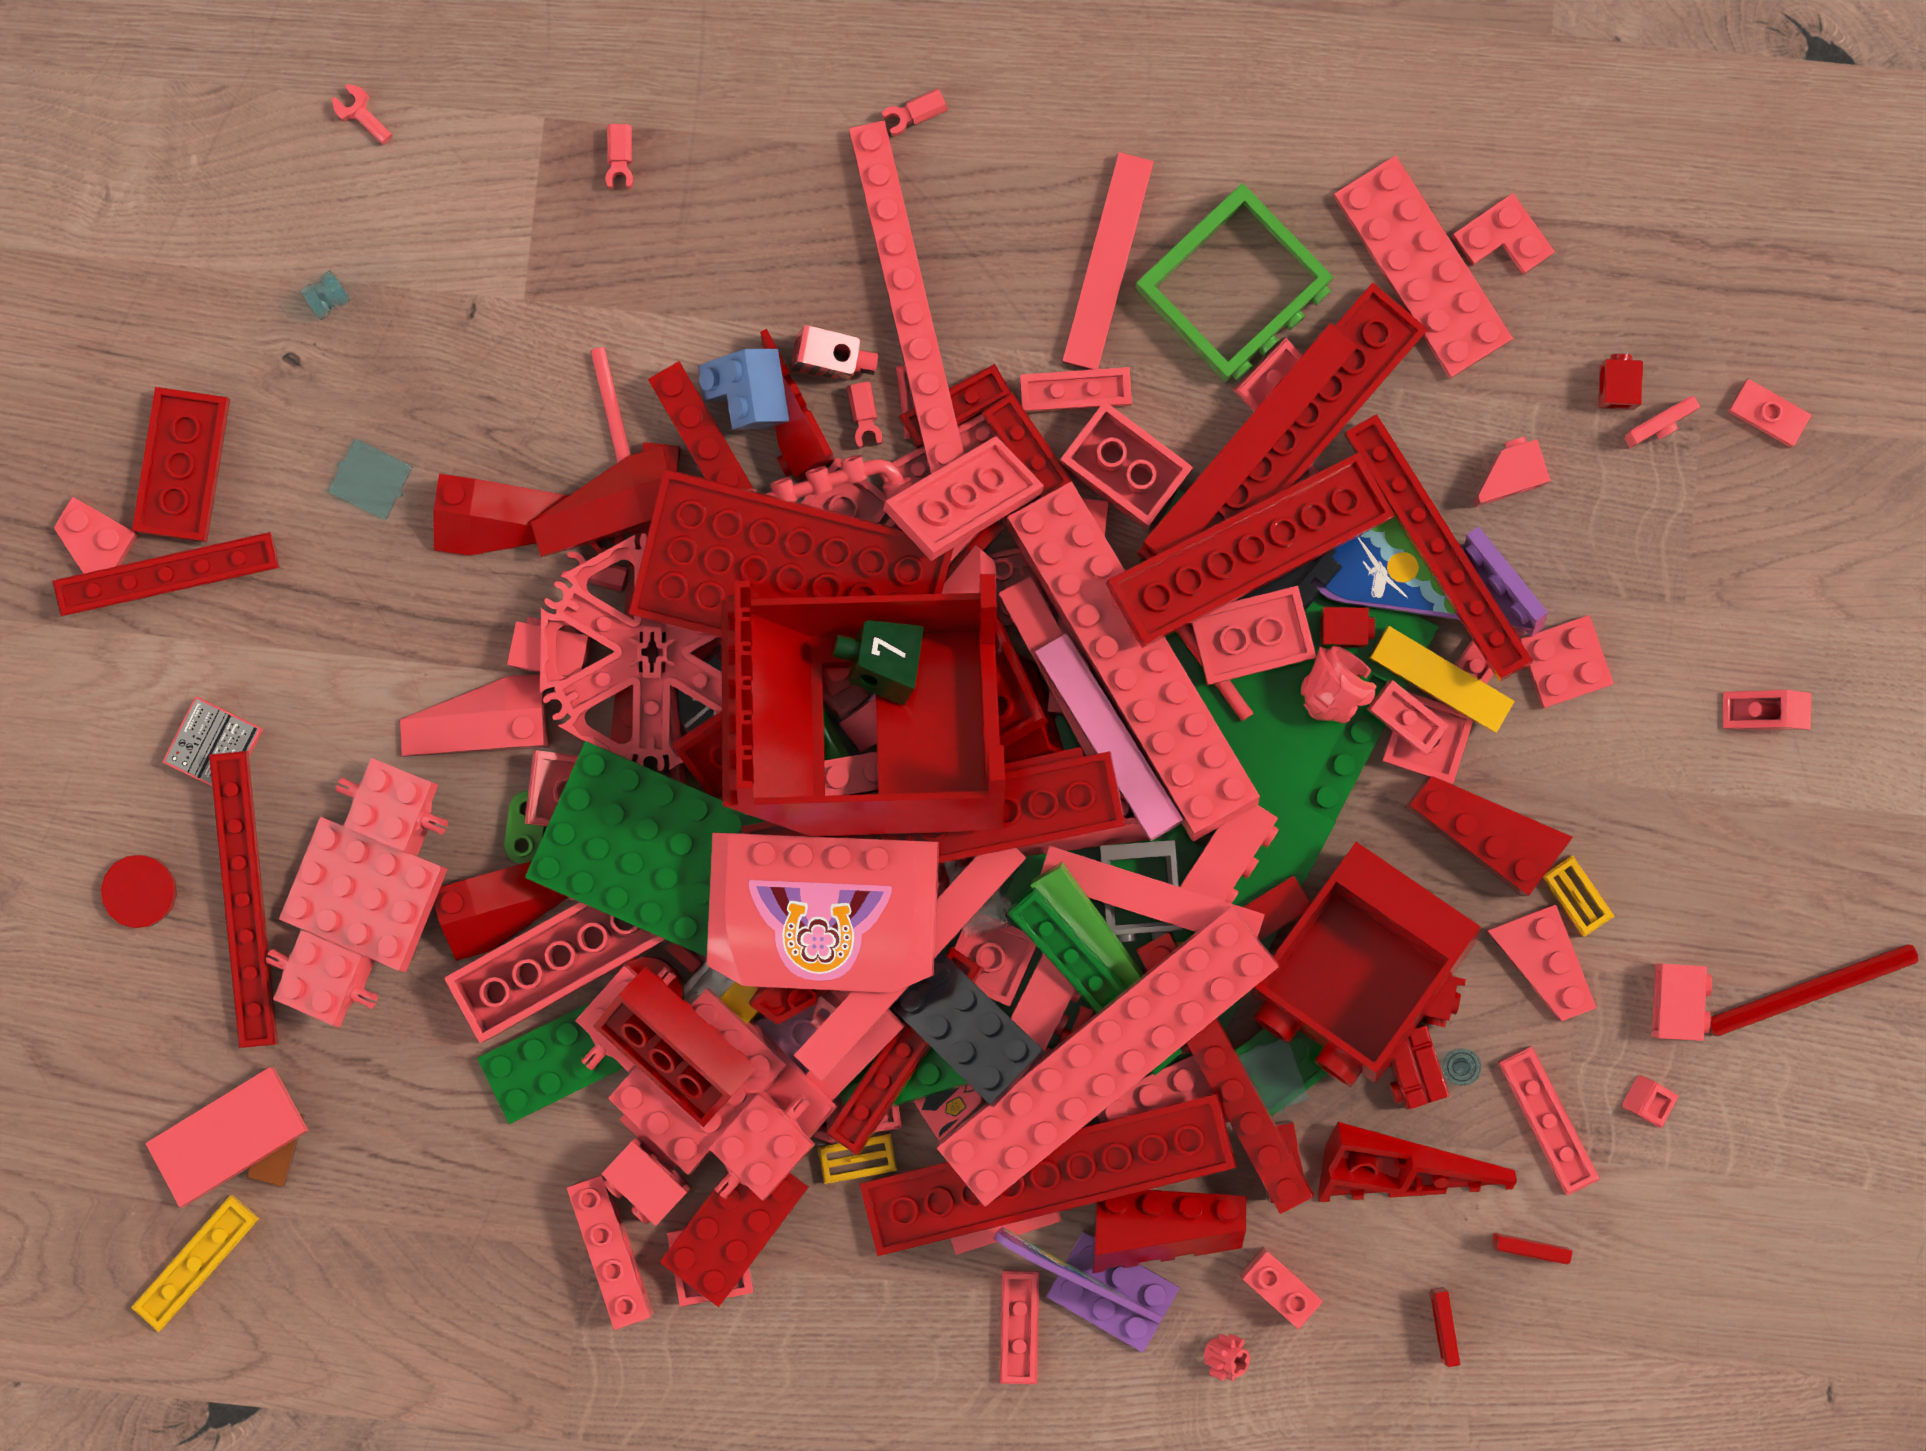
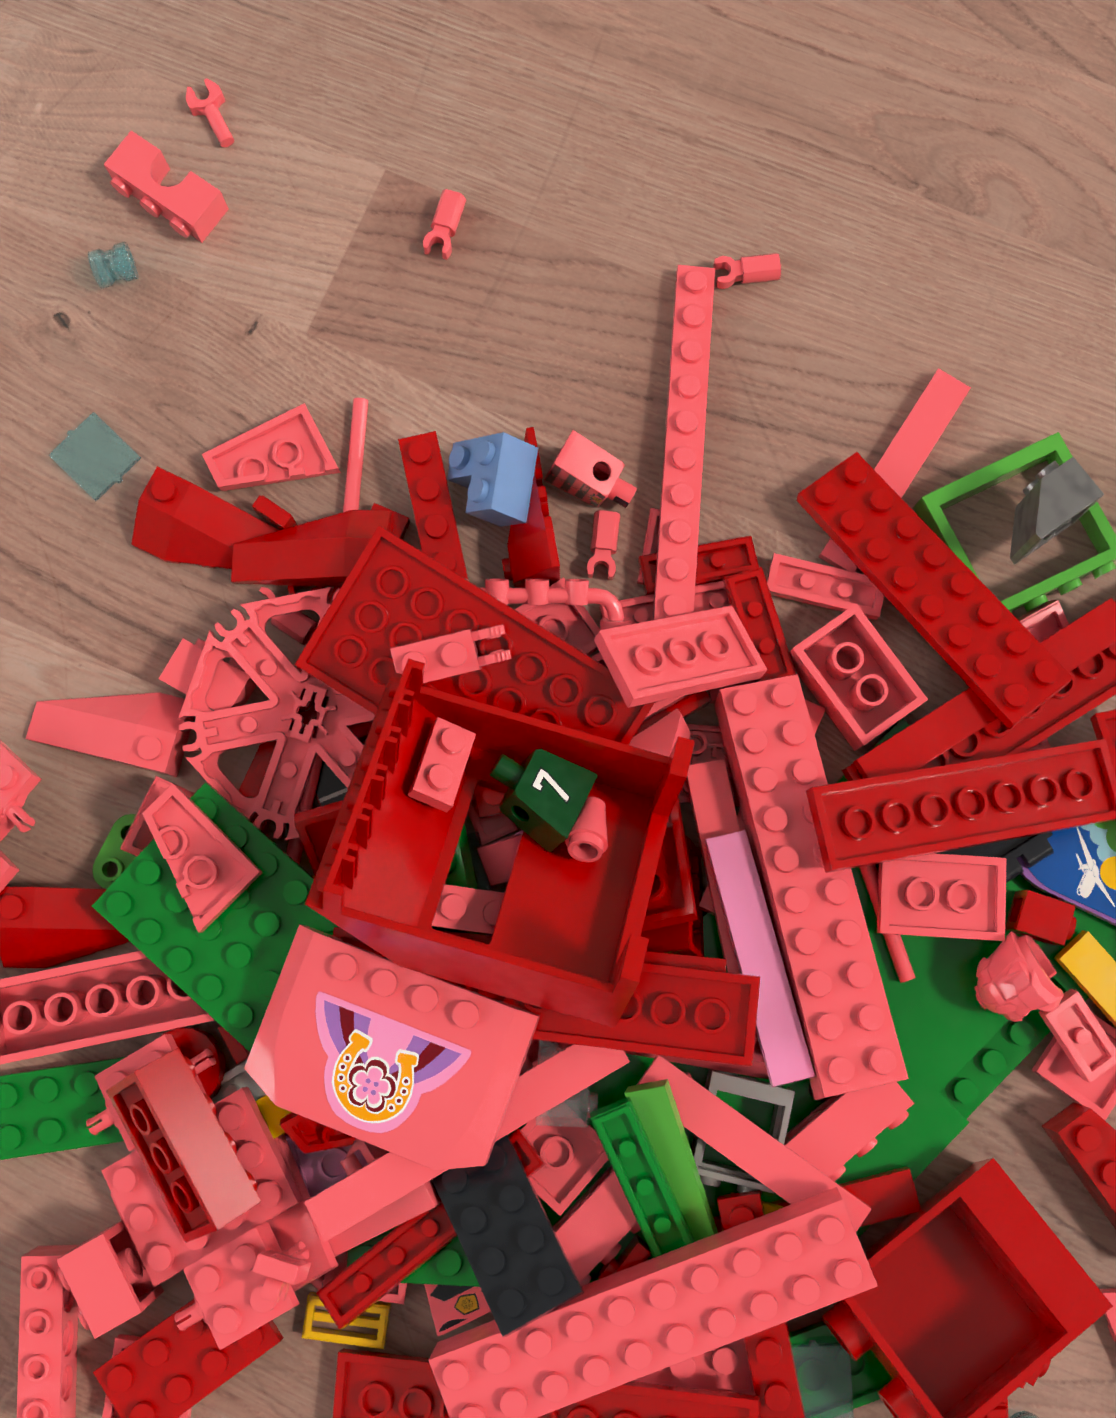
camera: 15 degrees right, 5 degrees down
(377, 216) = (190, 206): none -> coral arch
(535, 424) = (272, 453): none -> coral wing
(557, 482) = (273, 513): none -> red tile
(606, 804) = (201, 856): none -> coral wing
(761, 562) = (450, 653): none -> coral hinge
(789, 660) = (441, 765): none -> coral plate
(792, 1119) = (280, 1273): none -> coral tile
(931, 680) = (589, 834): none -> coral cone
(1167, 364) = (934, 590): none -> red plate
(1249, 261) = (1051, 506): none -> flat silver slope

